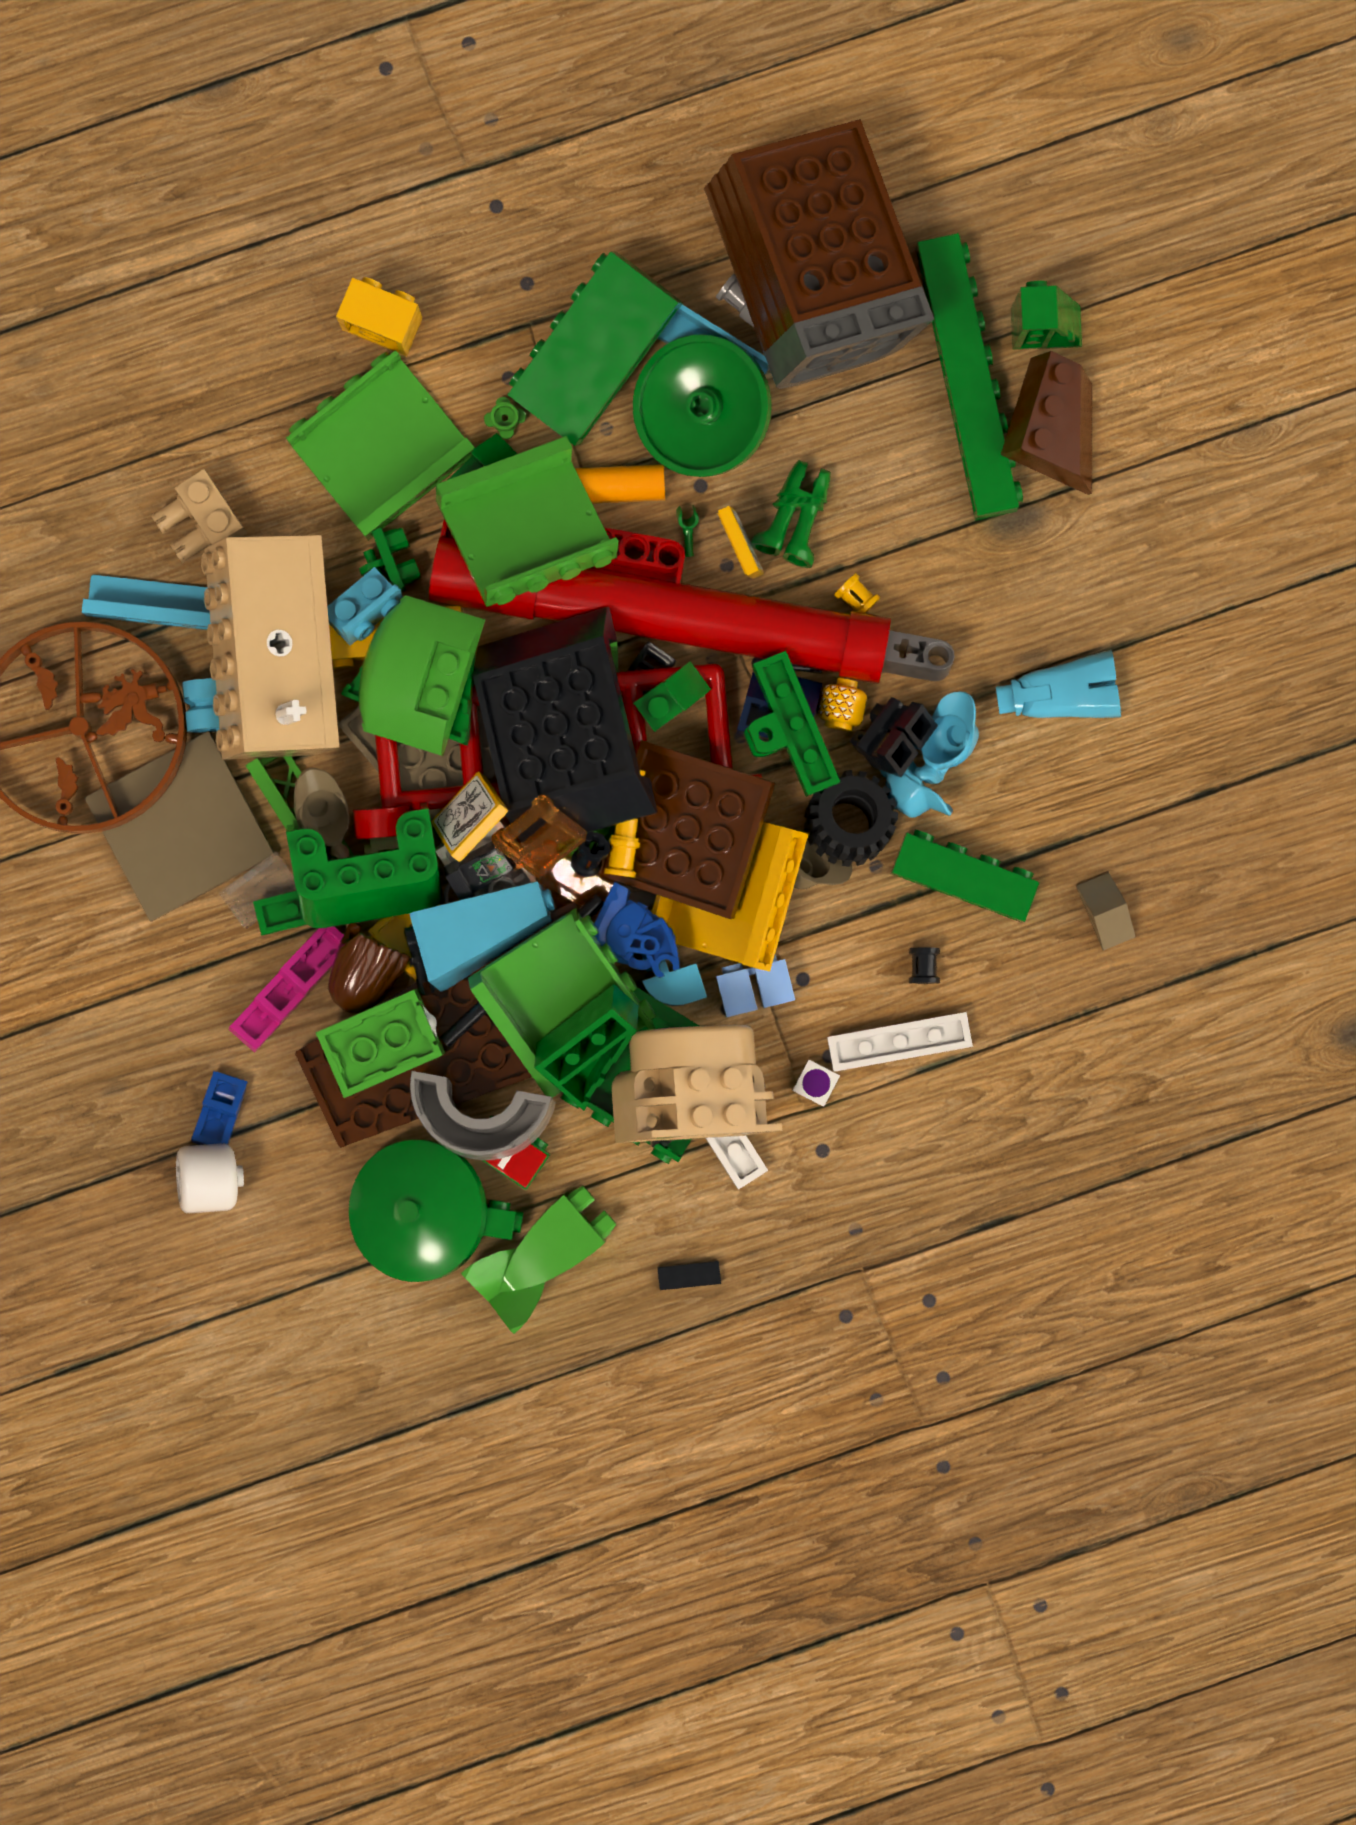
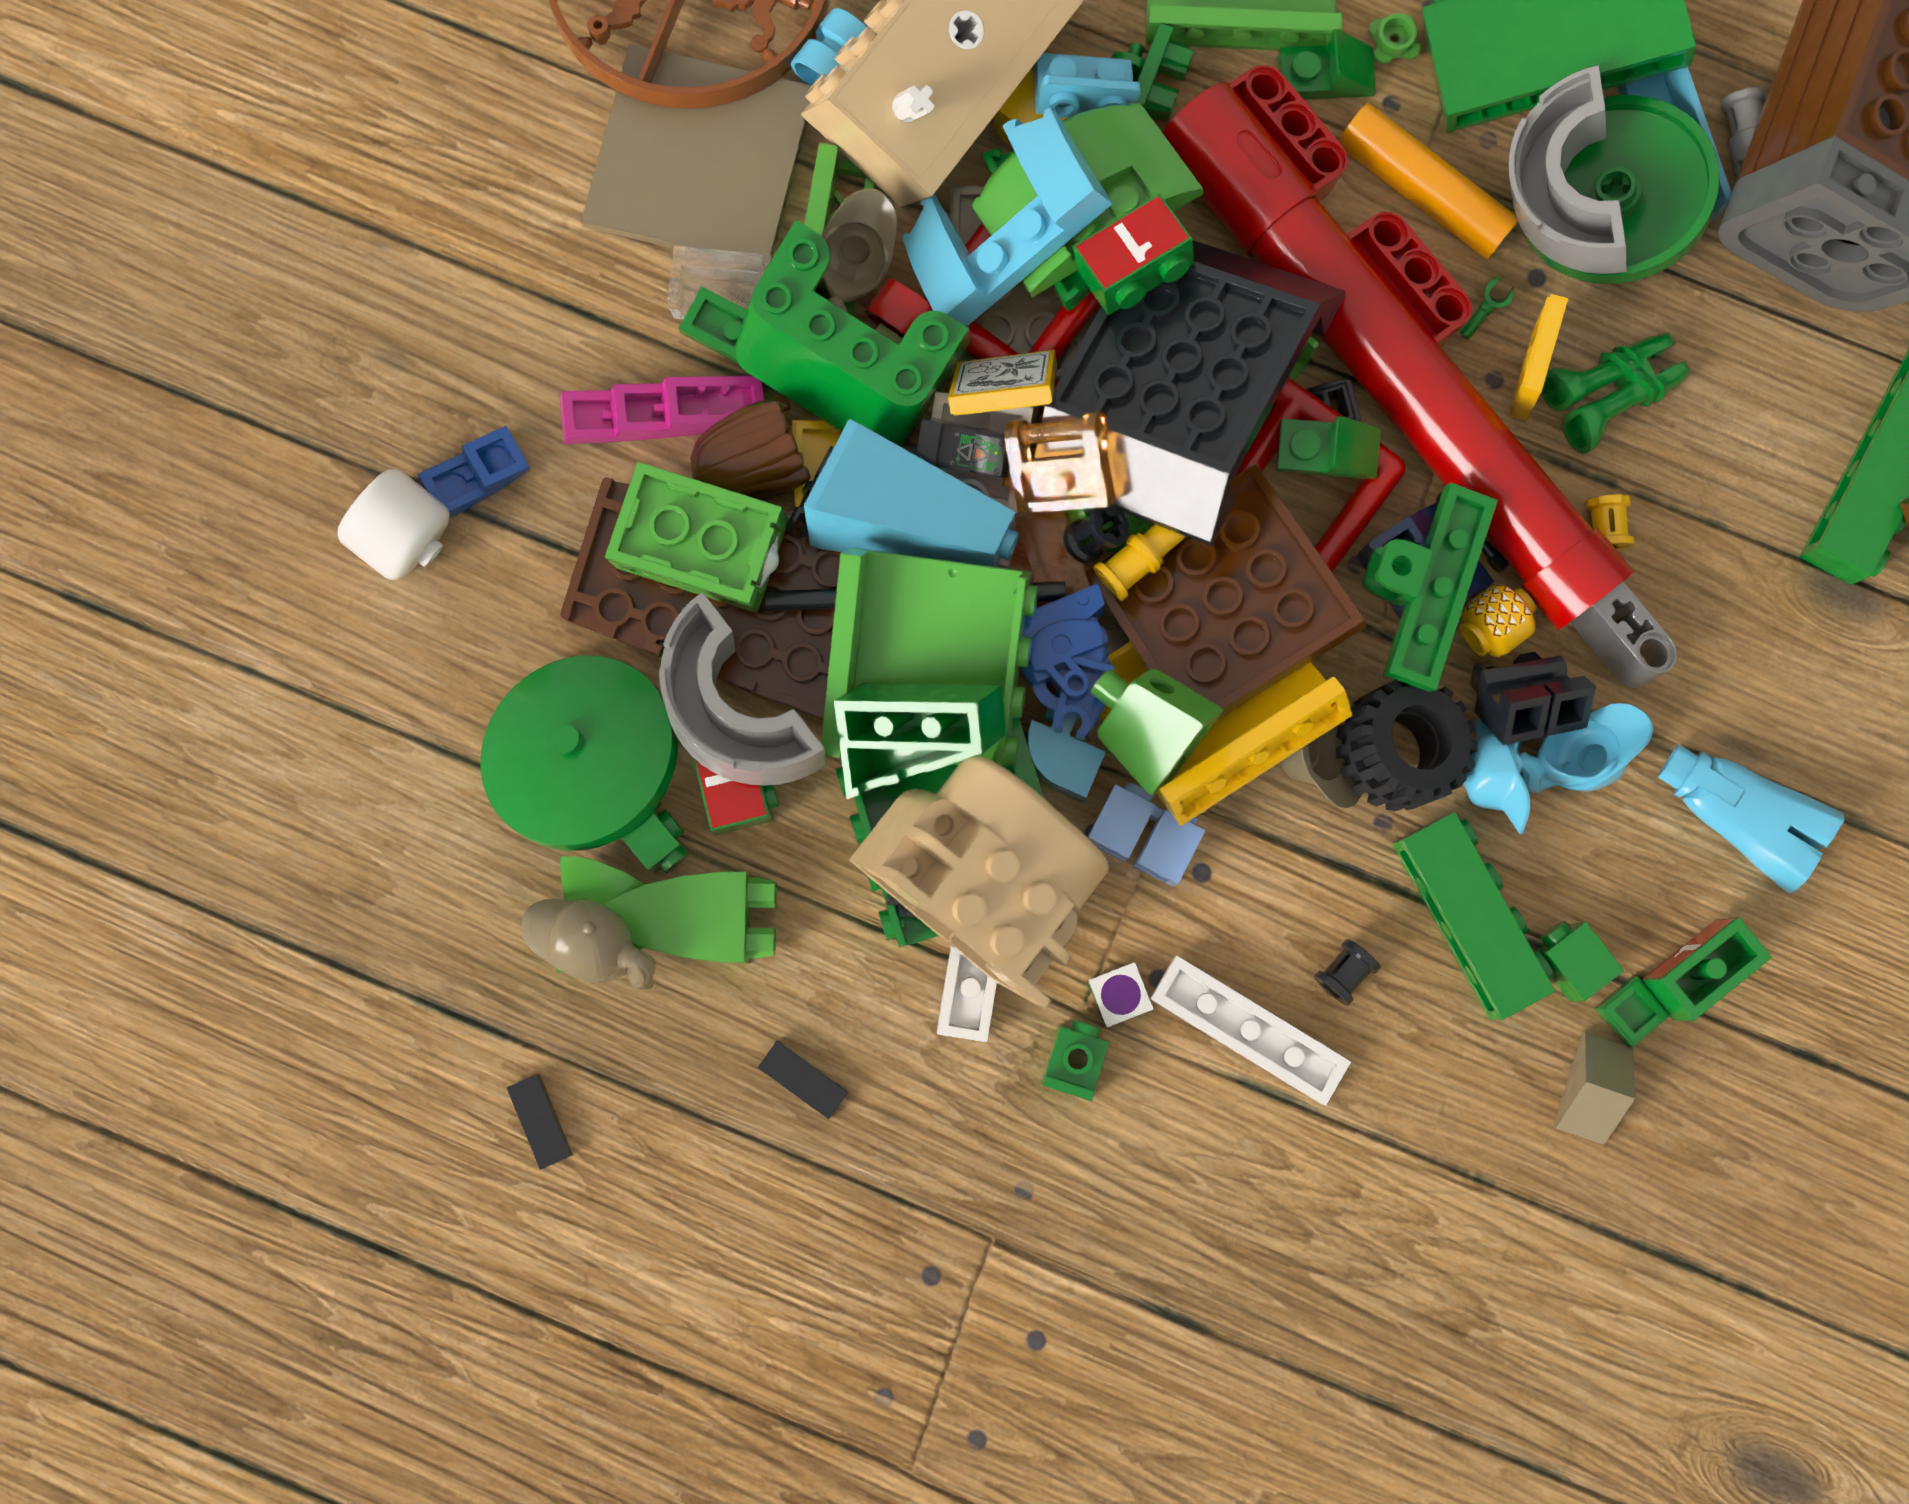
camera: 45 degrees right, 5 degrees down
(419, 693) = (1065, 204): none -> medium azure wedge
(481, 691) = (1134, 255): none -> brick
(513, 1305) = (586, 942): none -> dark tan hair
(524, 522) = (1331, 134): bright green panel -> none
(570, 1419) = (539, 1121): none -> black piece
(653, 441) = (1549, 210): none -> light grey brick
(709, 933) = (1152, 724): none -> bright green torso
(826, 1152) = (1061, 1075): none -> green brick
(1038, 852) = (1578, 960): none -> green brick
(1091, 852) = (1632, 1011): none -> green tile
(1108, 799) = (1706, 968): none -> green brick

